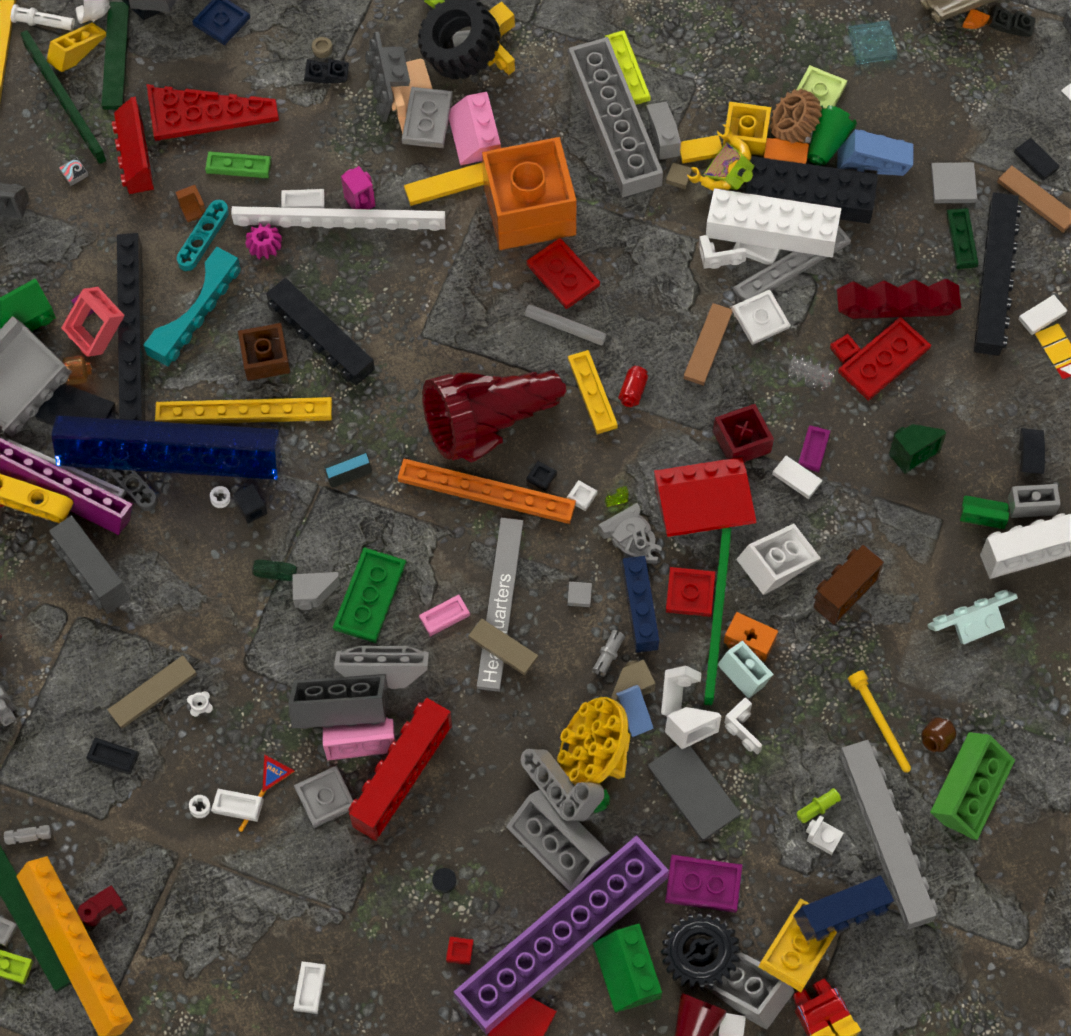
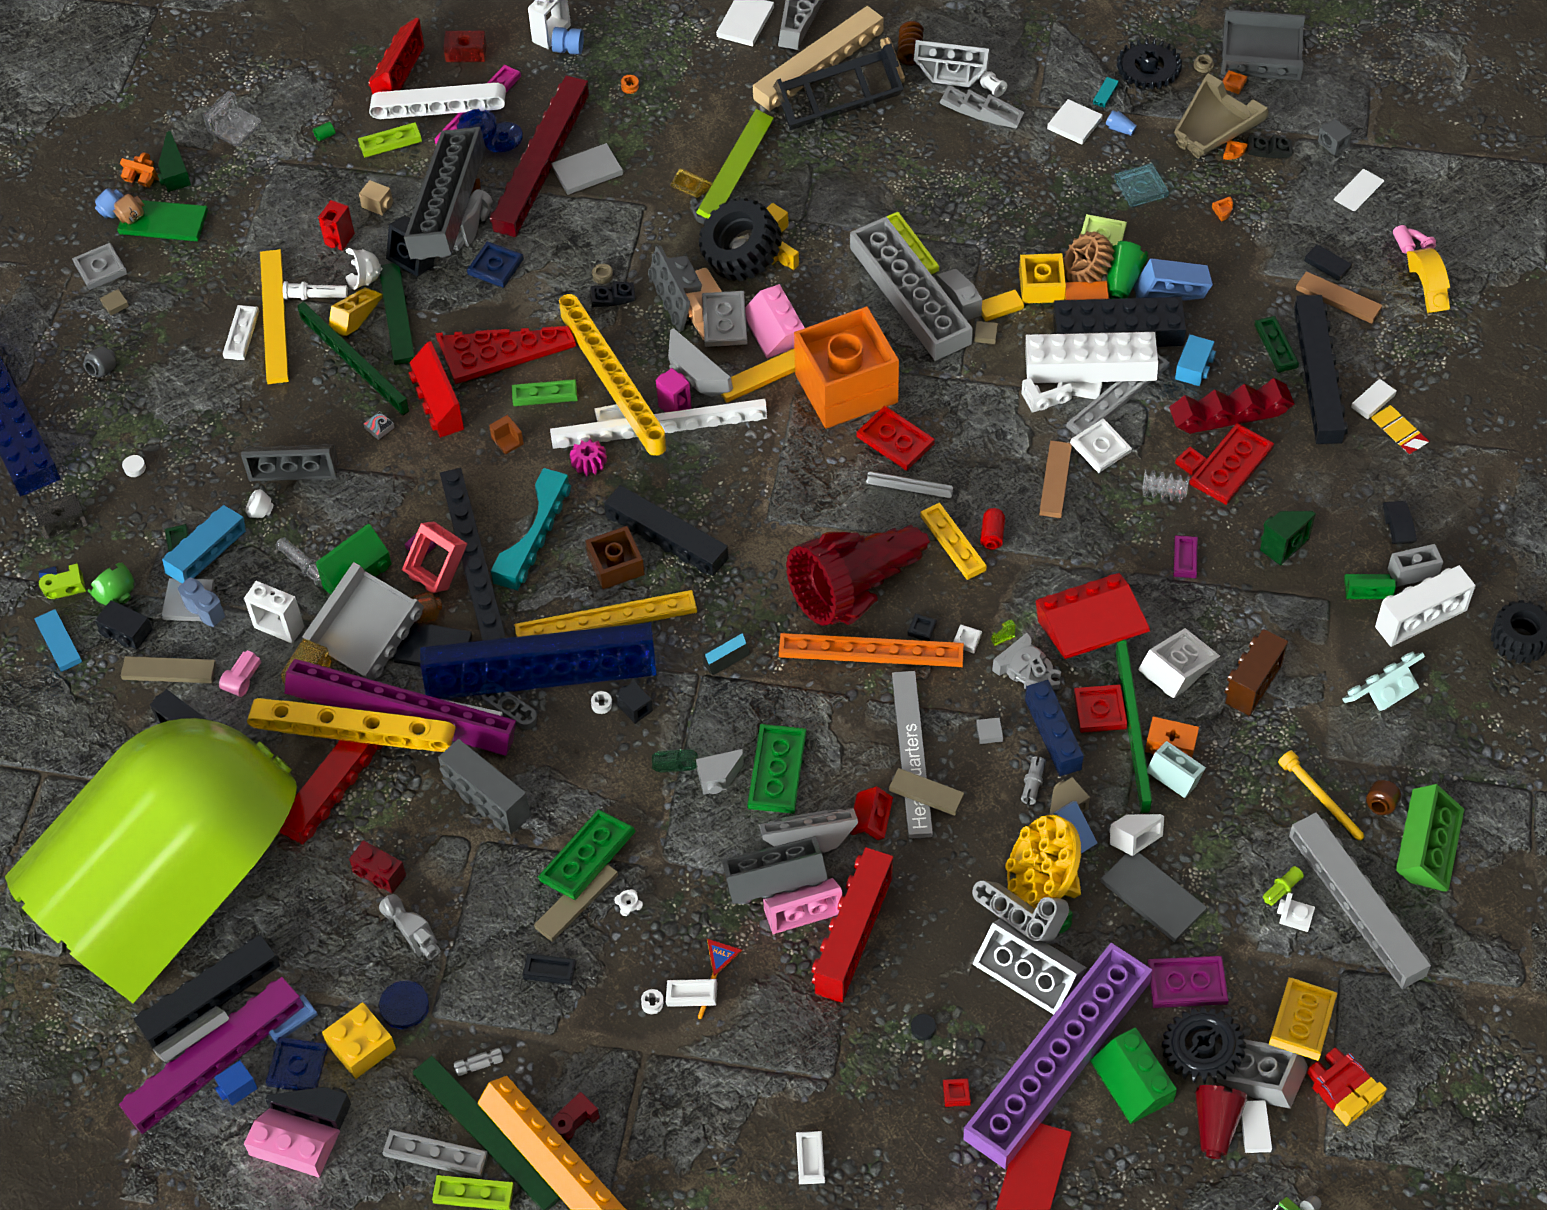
camera: 10 degrees left, 10 degrees down
(171, 649) = (586, 854): none -> green tile
(200, 234) = (524, 462): teal beam -> none
(304, 160) = (613, 375): none -> yellow beam
(324, 796) = (779, 968): light grey tile -> none
(383, 166) = (697, 367): none -> light grey wedge
(444, 615) = (858, 774): bright pink tile -> none
(447, 657) = (872, 812): none -> red panel
(674, 682) = (1107, 793): white bracket -> none
(729, 167) = (1035, 313): torso -> none
(742, 713) = (1179, 825): white bracket -> none
(743, 434) = (1114, 552): dark red brick -> none
(797, 477) = (1176, 585): white tile -> none
(844, 908) = (1337, 975): dark blue brick -> none
(876, 242) = (1195, 360): none -> dark azure brick
(948, 81) = (1223, 208): none -> orange tile
(954, 182) = (1254, 296): light grey tile -> none

